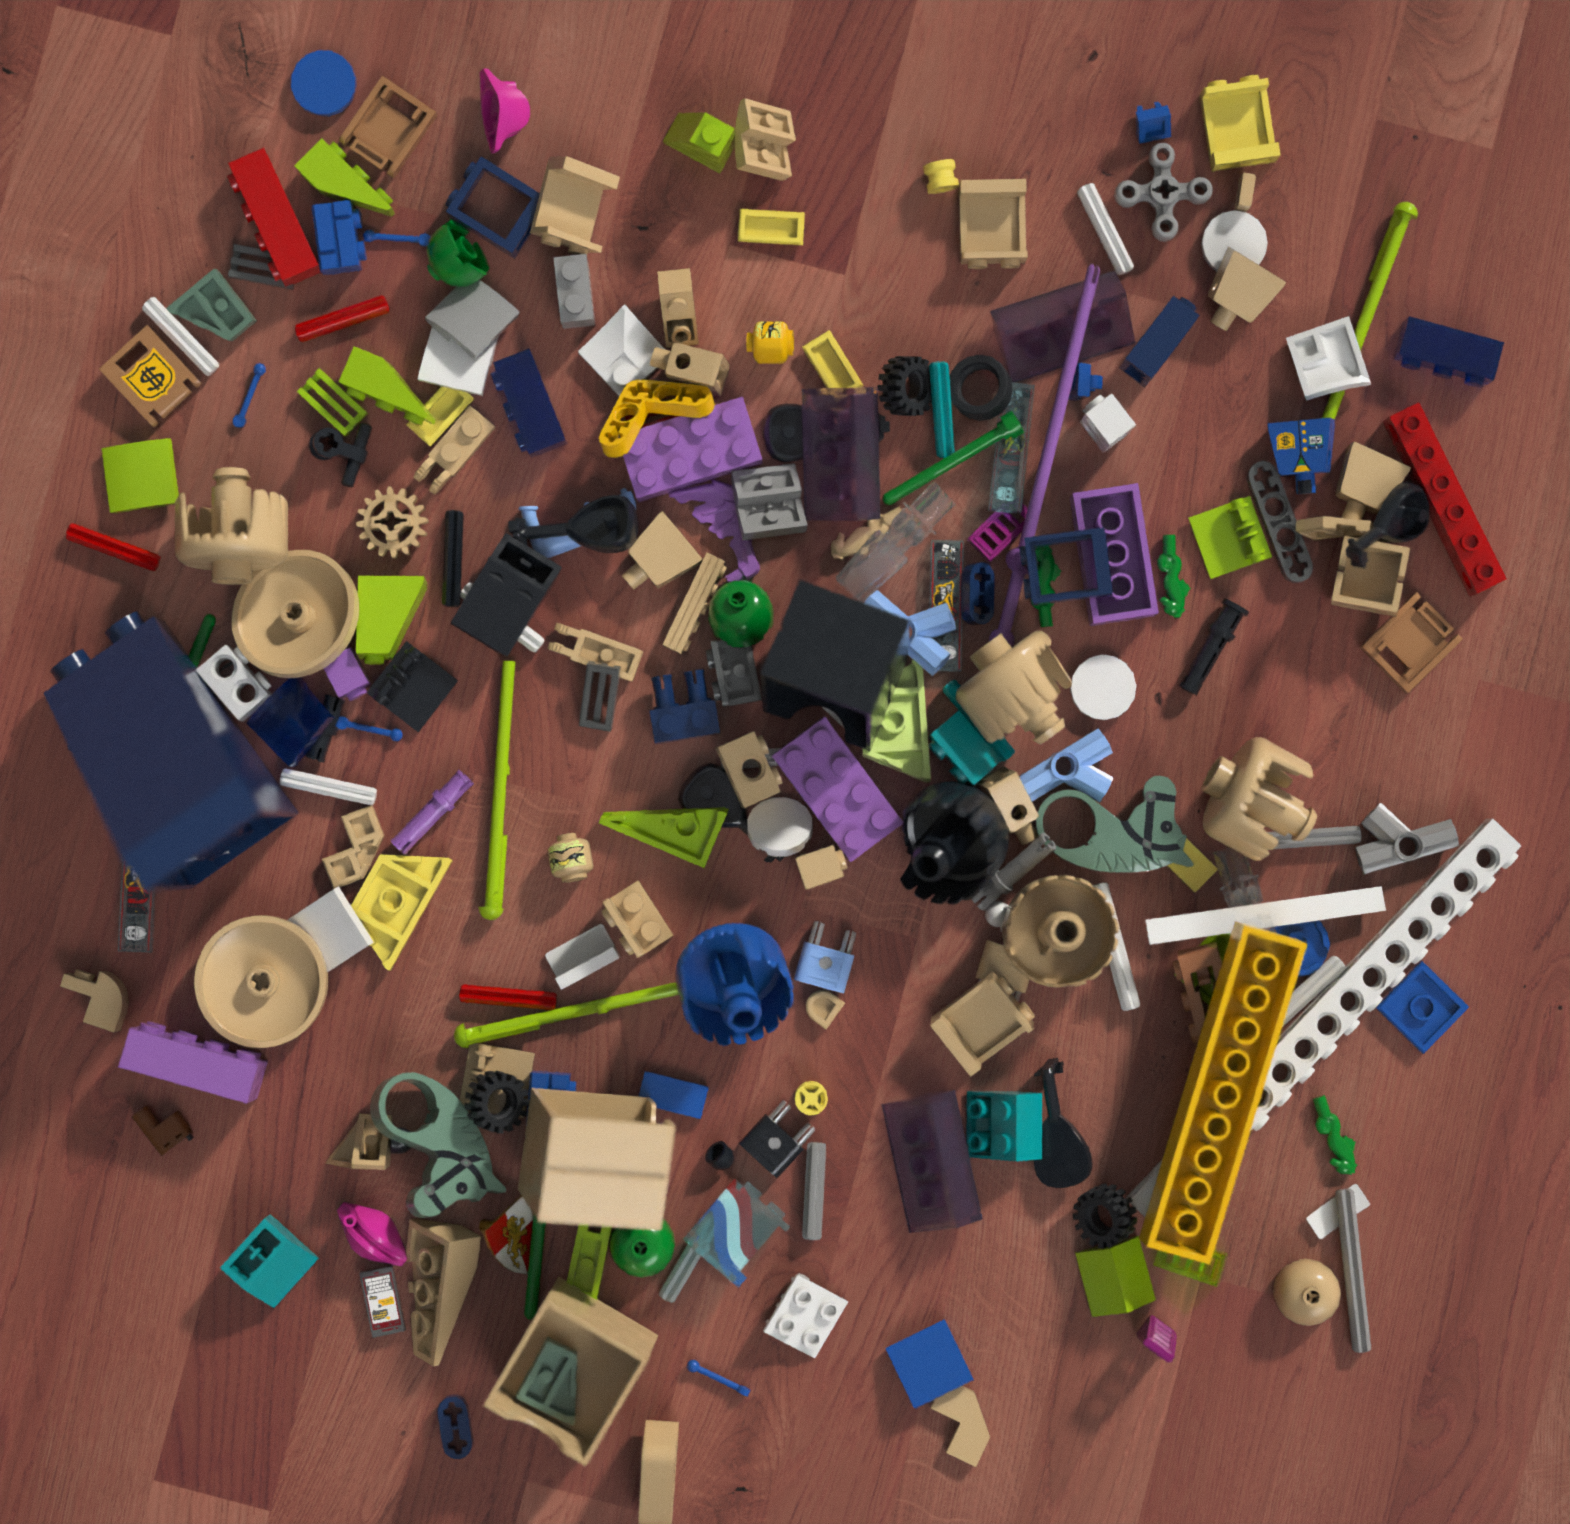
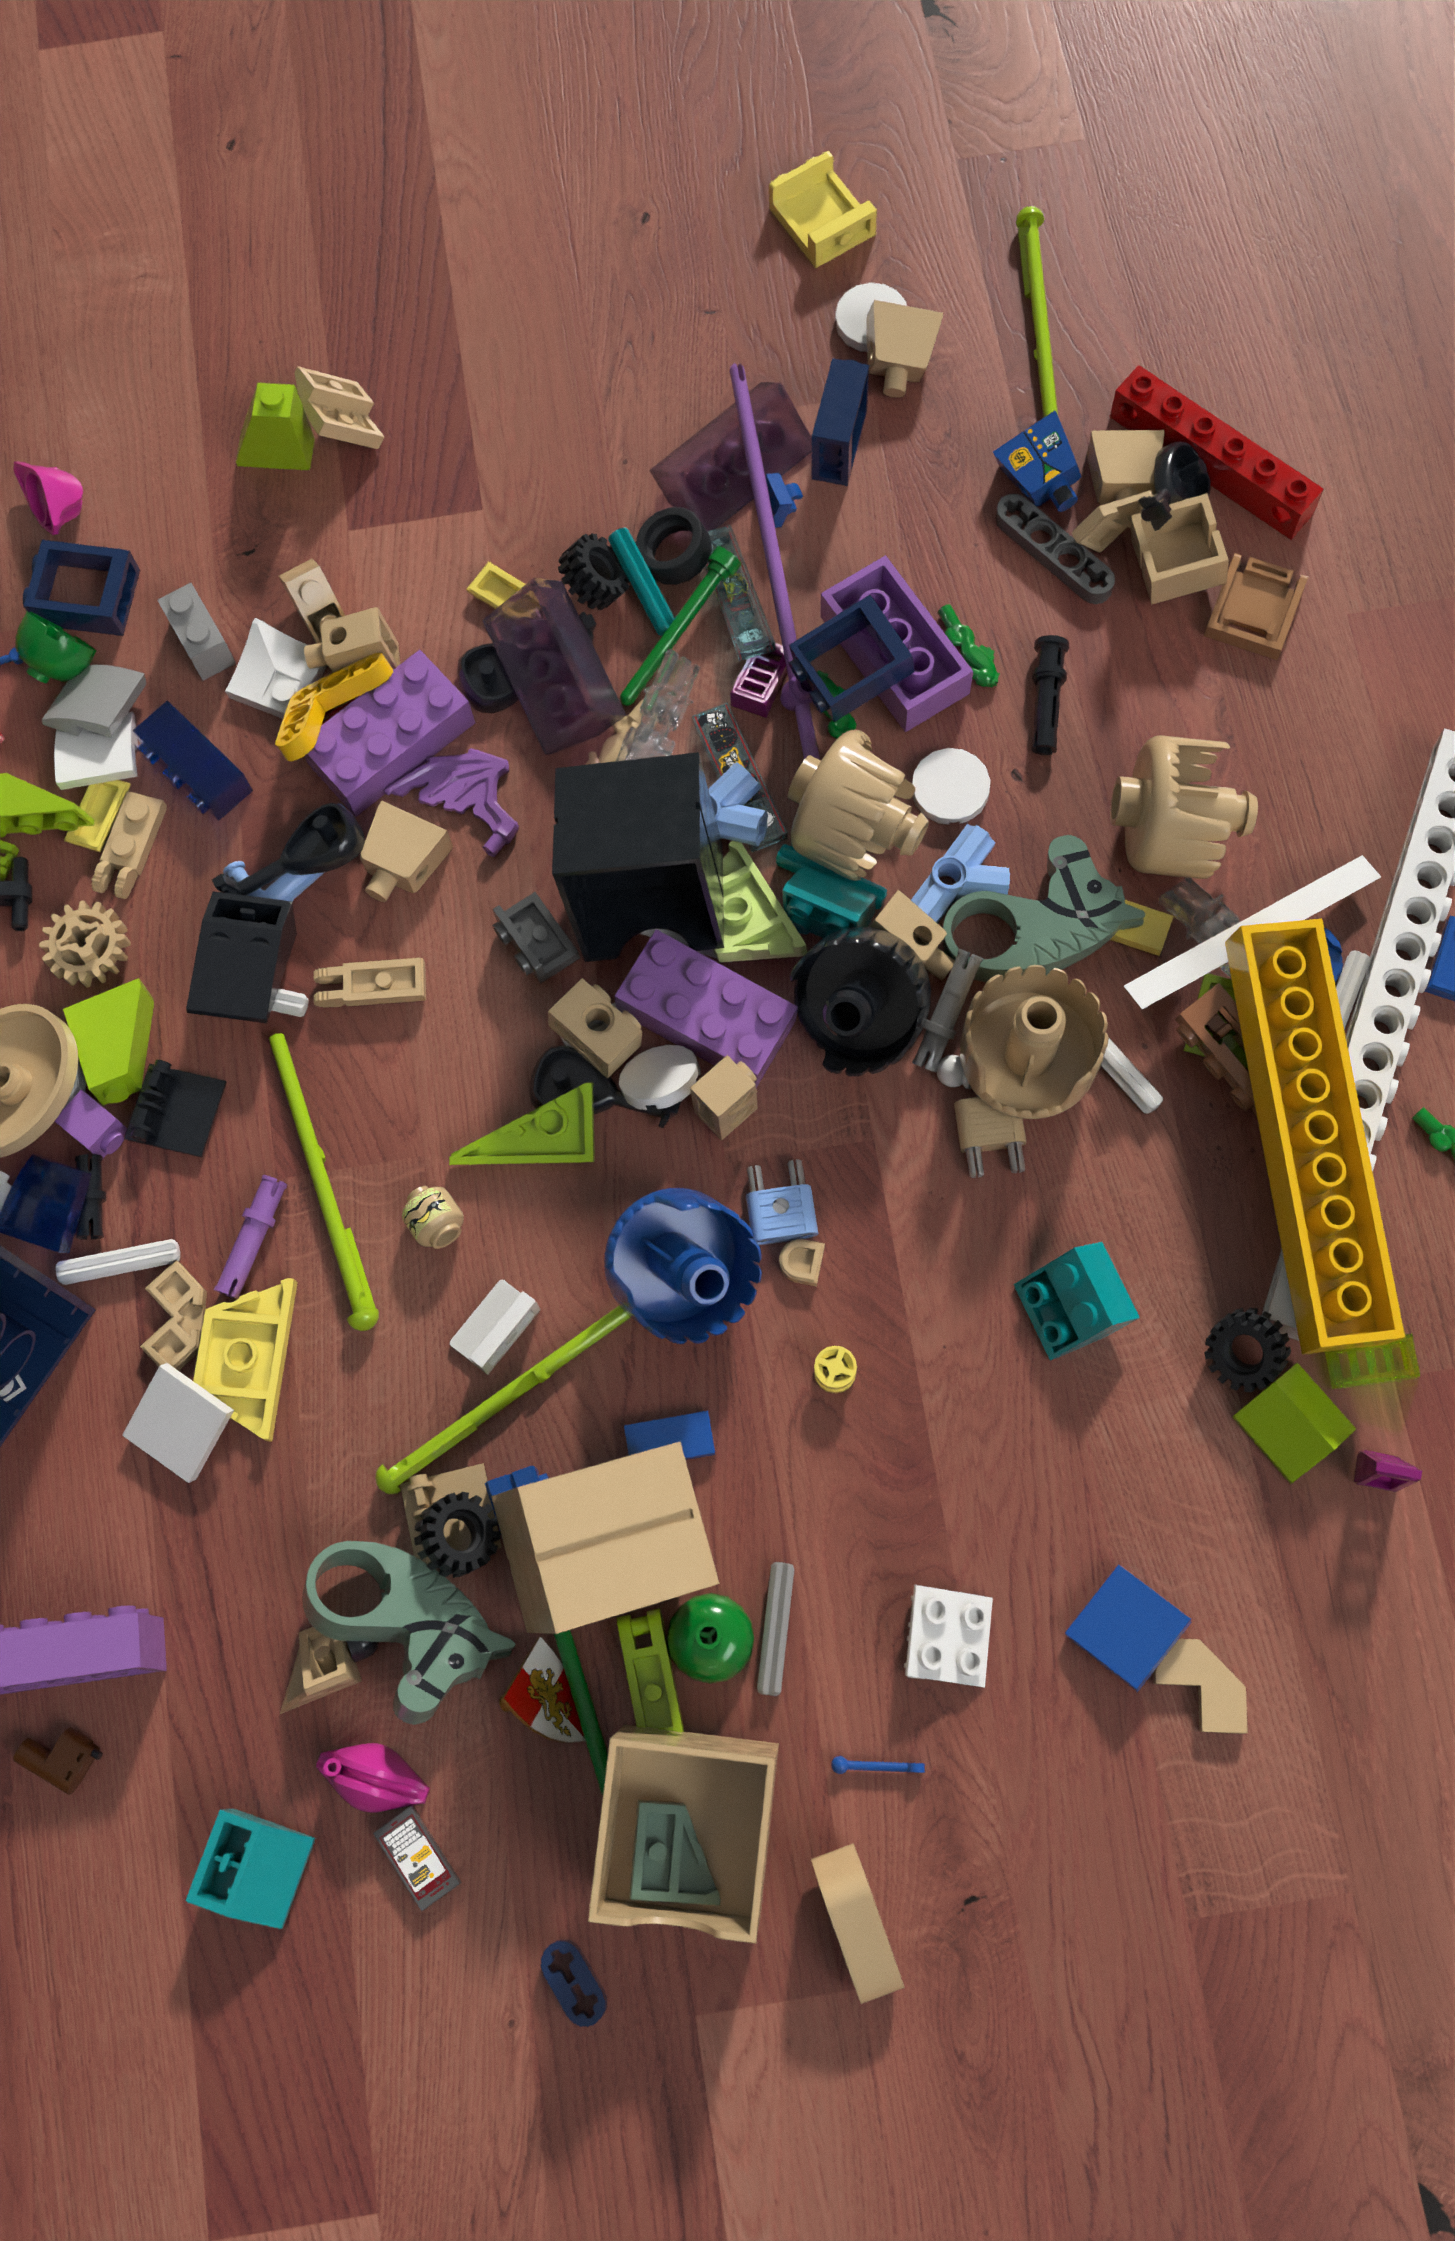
camera: 15 degrees left, 15 degrees down
(261, 981) = (114, 1518): tan dish -> none
(395, 734) = (111, 1185): blue hinge -> none
(443, 1269) = (476, 1782): tan wedge -> none
(452, 558) = (168, 953): black axle -> none
(508, 997) = (424, 1411): red axle -> none
(570, 204) = (157, 542): tan panel -> none
(603, 669) = (385, 993): dark grey tile -> none
(637, 920) = (541, 1253): tan bracket -> none
(686, 721) = (501, 1010): dark blue brick -> none
(695, 604) = (461, 889): tan piece -> none
(719, 1156) = (758, 1486): black hinge -> none
(735, 1229) = (816, 1565): clear light blue panel -> none
(740, 613) = (514, 870): green cylinder -> none
(768, 501) = (497, 750): light grey slope -> none
(770, 342) = (430, 594): yellow head -> none
(771, 227) = (384, 493): light yellow tile -> none
(772, 1144) = (815, 1445): black piece -> none
(814, 1191) = (889, 1479): light grey axle -> none
(932, 1162) = (1012, 1380): clear purple slope -> none
(941, 176) = (540, 373): light yellow wheel -> none
(977, 593) = (767, 747): dark blue beam -> none
(982, 1021) = (994, 1189): tan panel -> none
(992, 223) = (612, 393): tan panel -> none
(1064, 1151) = (1162, 1296): black piece -> none
(1105, 229) = (730, 353): white axle -> none
(1106, 421) = (823, 517): white brick -> none
(1153, 123) = (734, 242): blue tile -> none
(1163, 177) = (775, 297): light grey gear -> none
(1230, 537) = (1010, 583): lime hinge -> none
(1245, 192) = (858, 261): tan tile -> none
(1321, 837) = (1265, 838): light grey axle -> none
(1328, 359) = (1023, 373): white plate -> none
(1391, 831) = (1341, 799): light grey piece -> none
(1448, 352) = (1141, 319): clear blue brick -> none

